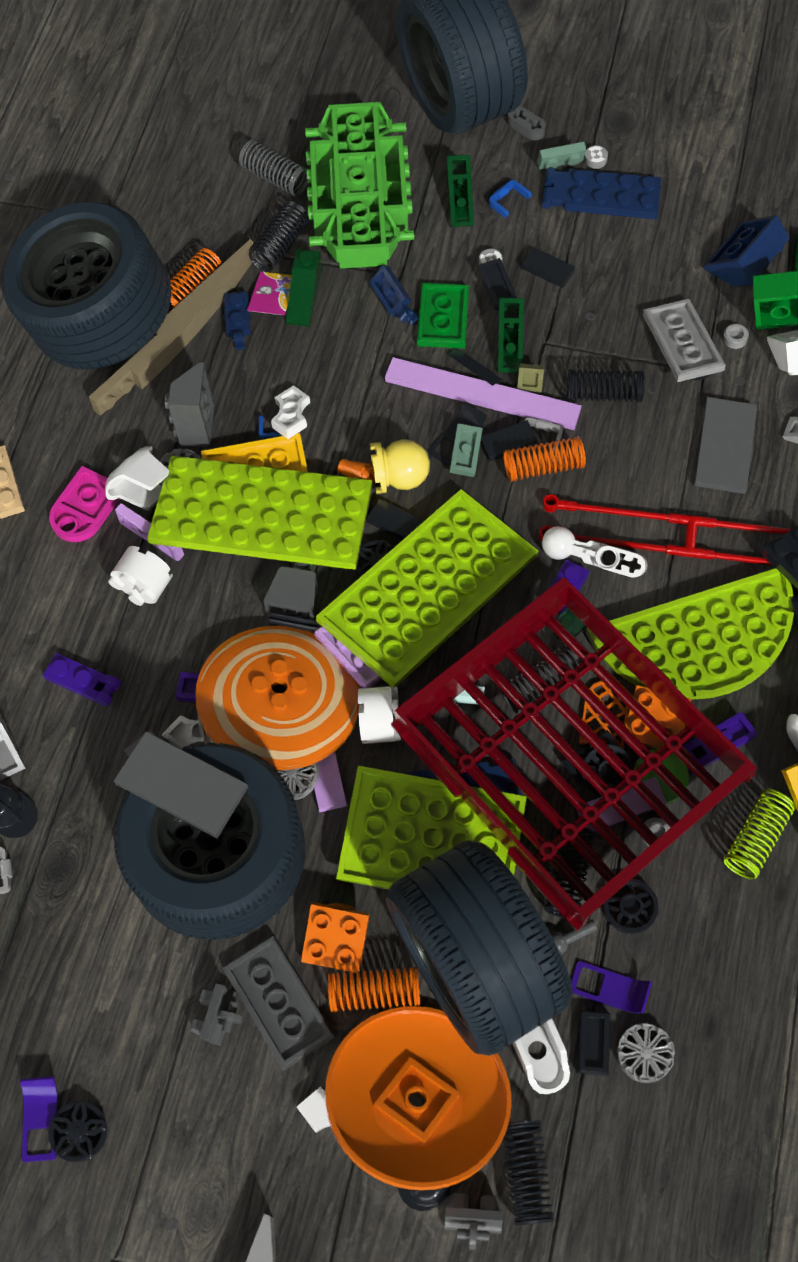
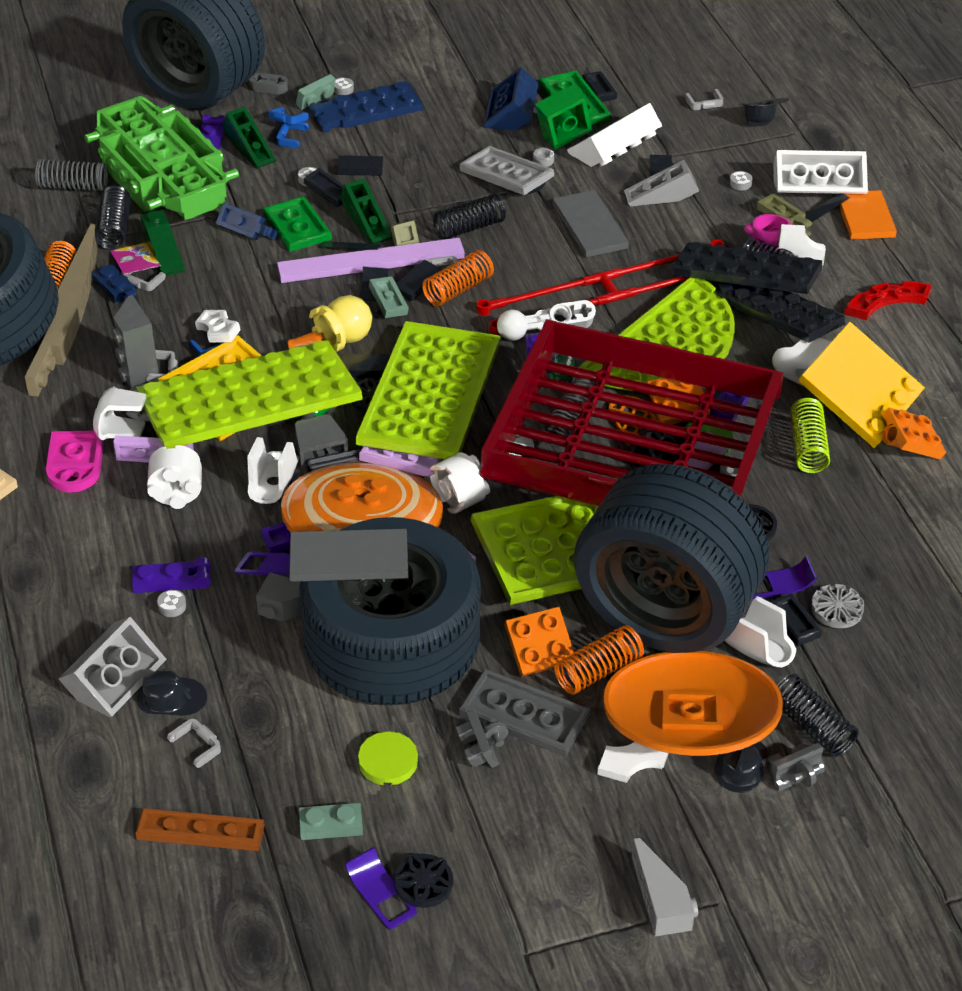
camera: 35 degrees left, 20 degrees down
(45, 1022) = (330, 821): none -> sand green plate
(64, 710) = (171, 603): none -> light grey tile
(131, 983) = (388, 758): none -> lime tile
(168, 720) = (274, 563): none -> dark purple piece
(228, 437) = (172, 364): none -> light grey piece
(228, 609) = (267, 465): none -> white piece
(260, 325) = (141, 284): none -> light grey piece
(430, 170) = (213, 129): none -> dark purple plate
(504, 169) = (278, 115): none -> blue piece

